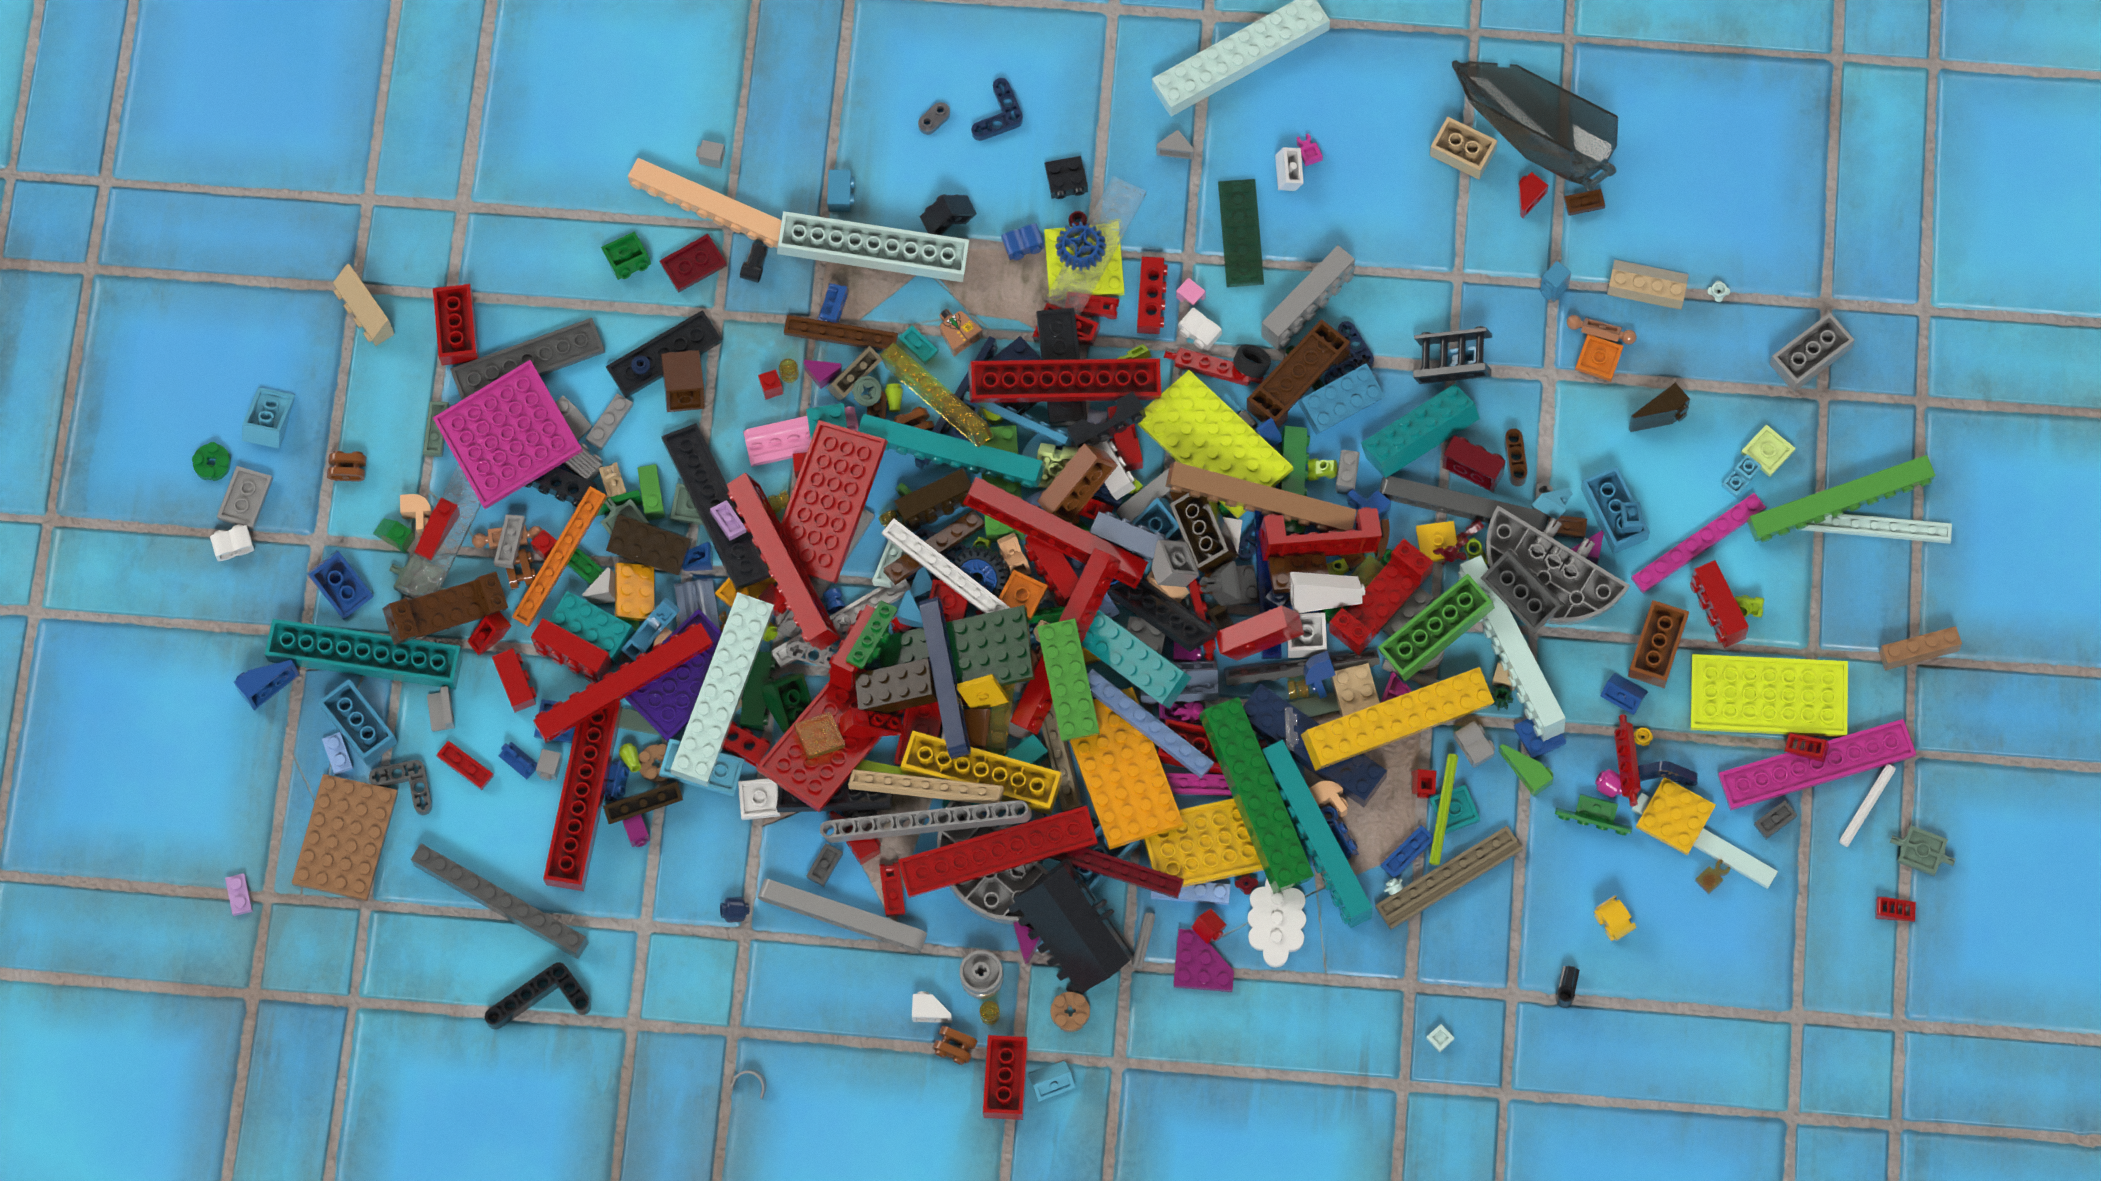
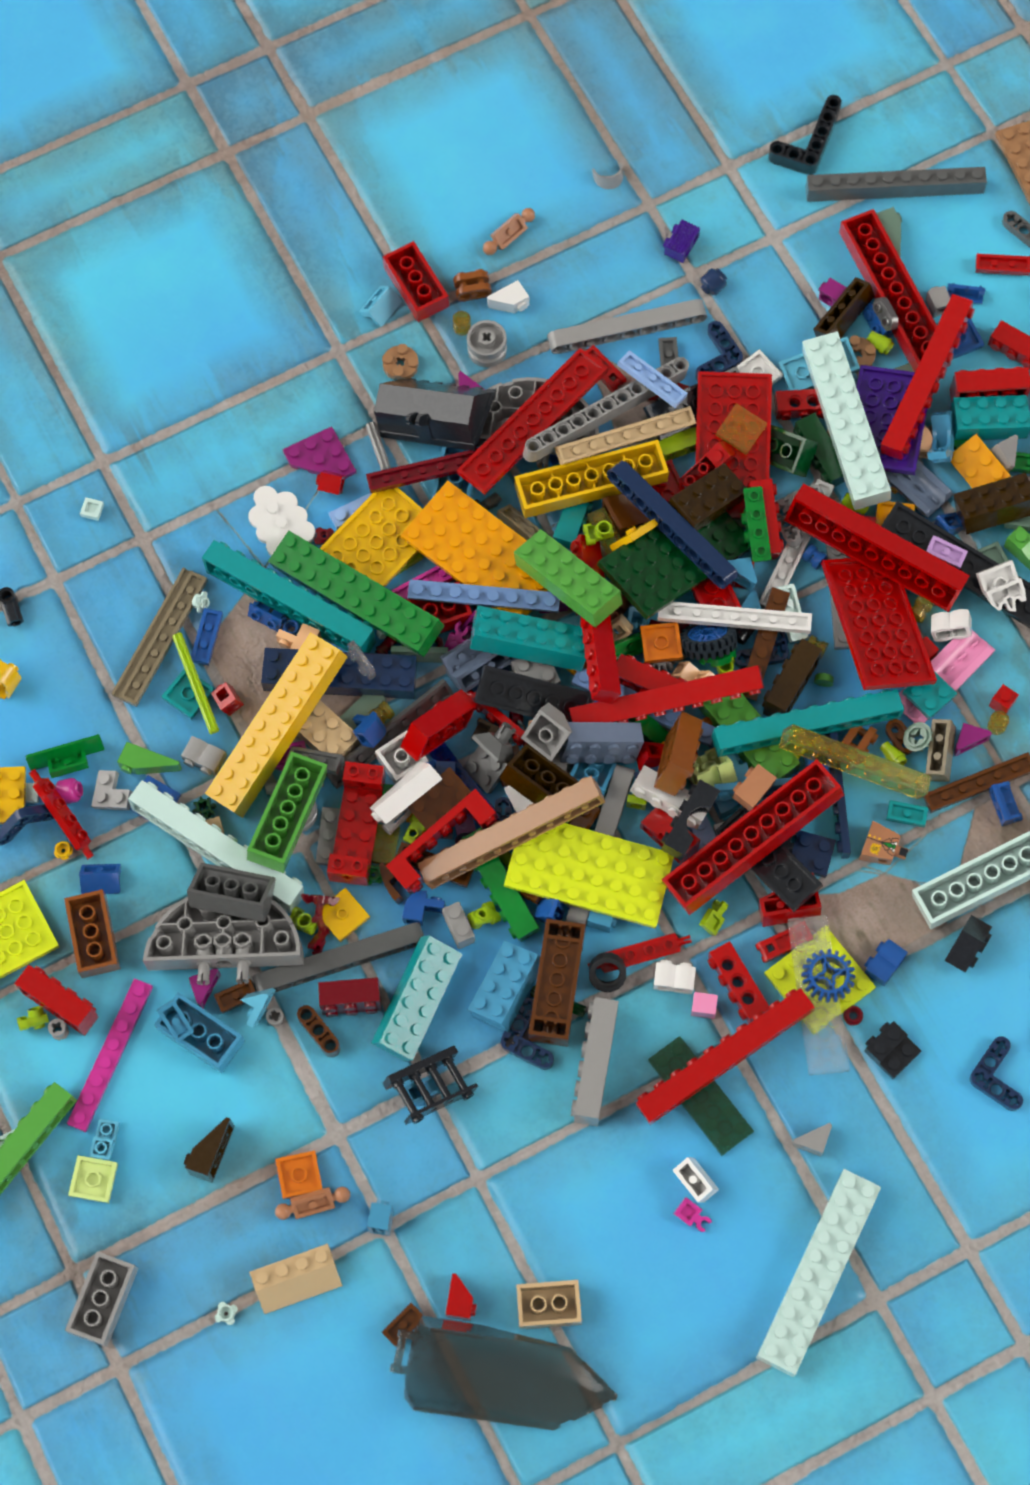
camera: 145 degrees right, 0 degrees up
(535, 861) = (892, 224): none -> sand green slope
(610, 770) = (885, 313): none -> flat silver plate
(702, 468) = (1002, 586): none -> white plate
(733, 969) = (682, 240): none -> dark purple brick
(766, 469) = (951, 625): none -> white brick
(776, 832) = (725, 357): none -> dark blue beam
(868, 819) = (652, 379): none -> light blue plate
(883, 1079) = (509, 231): none -> nougat plate
(1015, 718) = (598, 532): none -> lime plate
(1036, 415) = (754, 787): none -> nougat brick
(1203, 239) = (724, 1056): none -> red brick
(1383, 671) = (333, 760): none -> dark grey plate
(1578, 761) = (106, 794): none -> light grey plate
(1731, 579) = (58, 1035): none -> light grey bush

